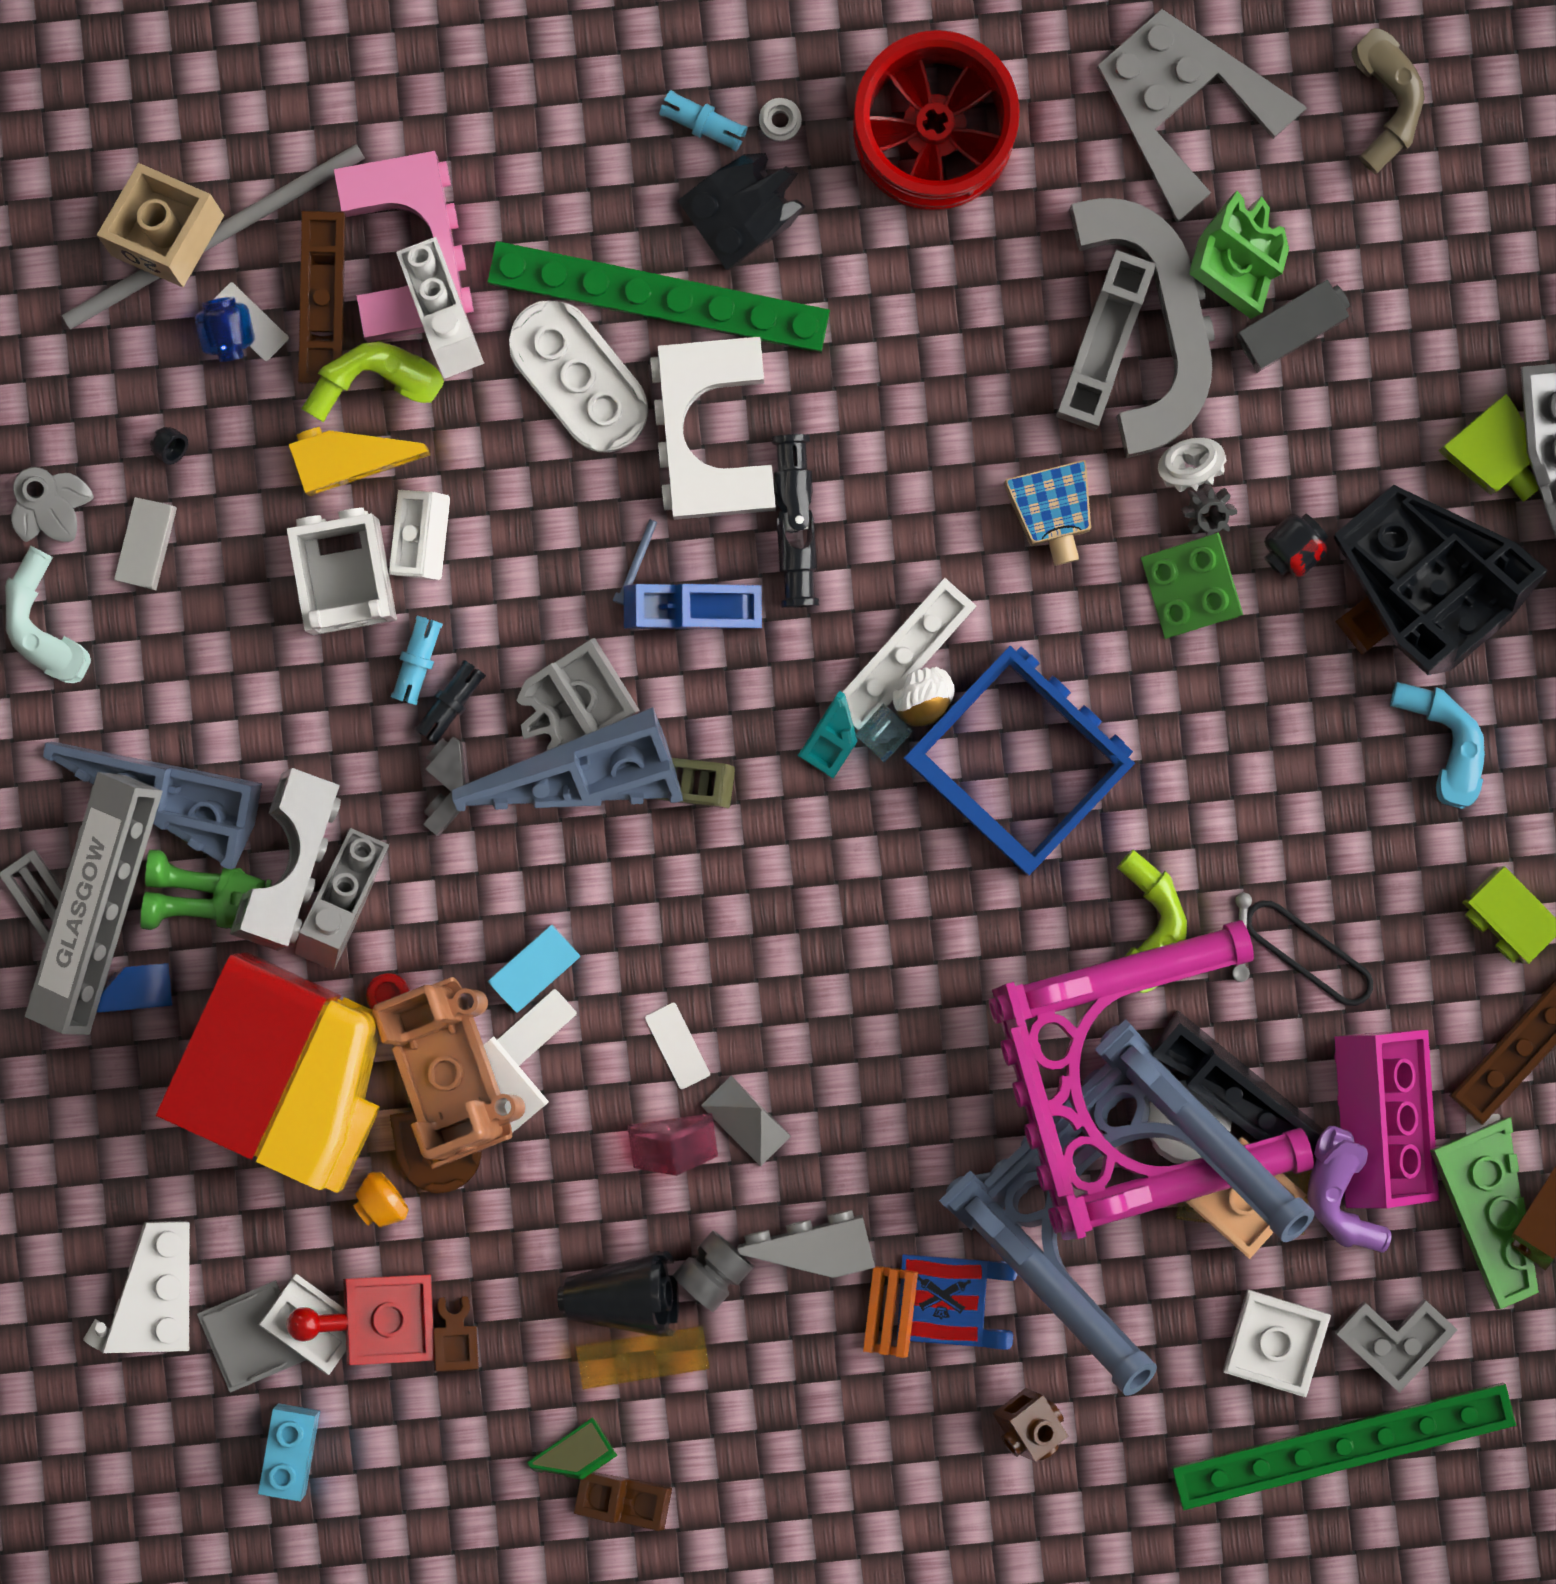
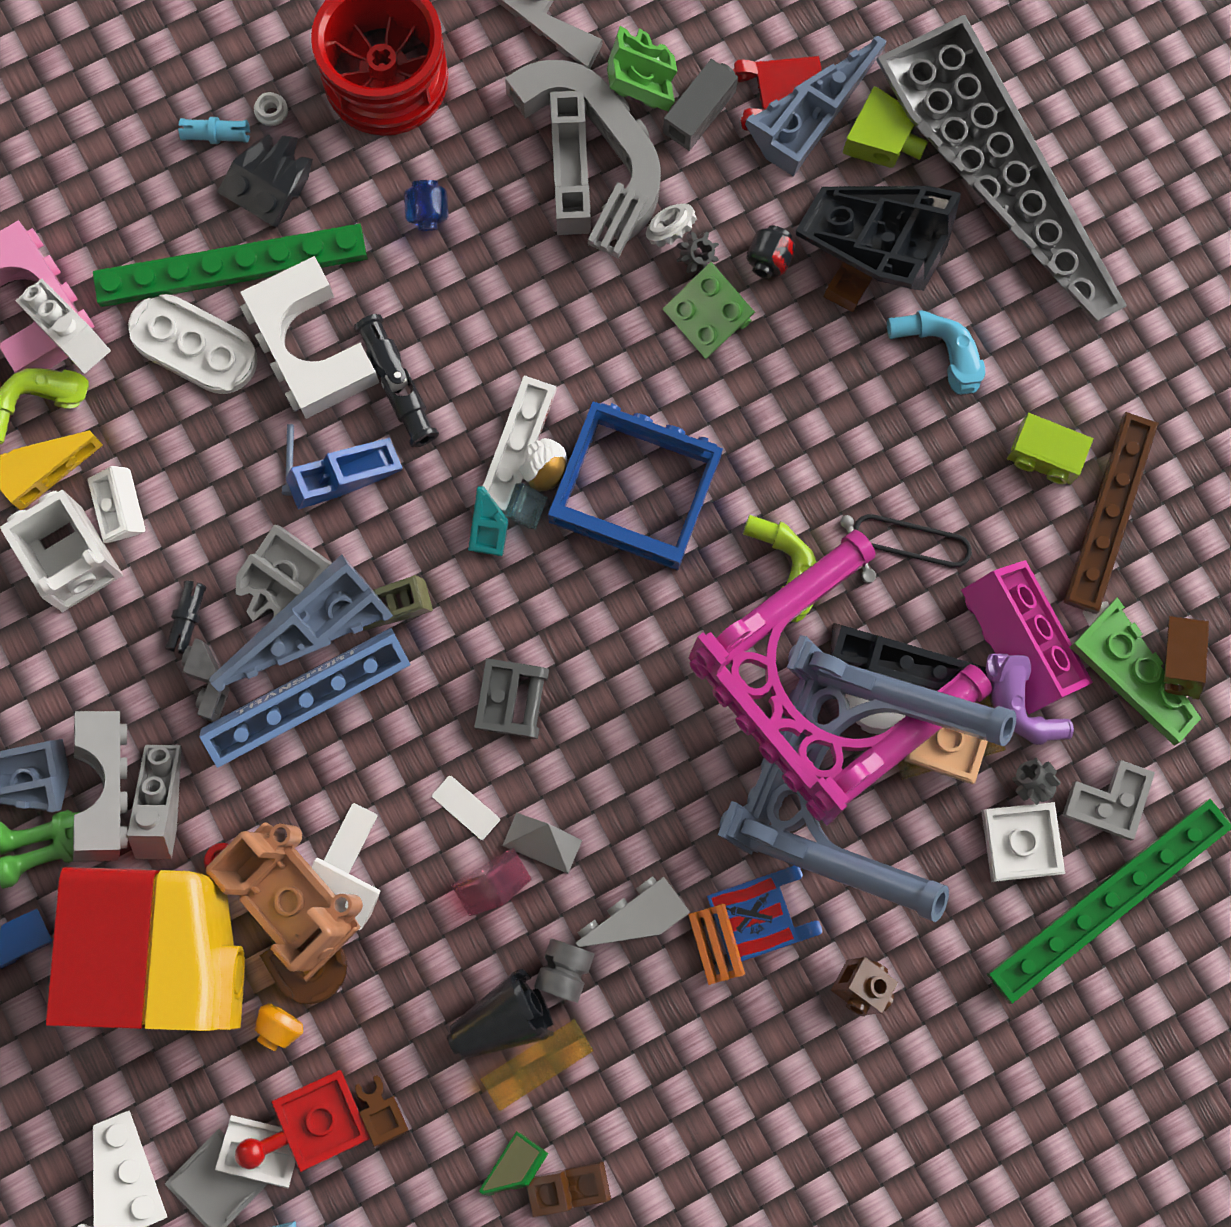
camera: 30 degrees left, 10 degrees down
(416, 660) = (147, 596): medium azure pin -> none
(534, 968) = (329, 792): medium azure slope -> none
(549, 853) = (303, 697): none -> medium blue brick
(764, 941) = (499, 698): none -> dark grey plate
(915, 320) = (426, 204): none -> clear blue head
(1053, 507) = (581, 295): torso -> none
(1157, 415) = (628, 195): none -> light grey tile
(1320, 1284) = (1036, 781): none -> dark grey gear
(1397, 395) = (797, 122): none -> sand blue wedge
(1401, 337) = (775, 78): none -> red flag

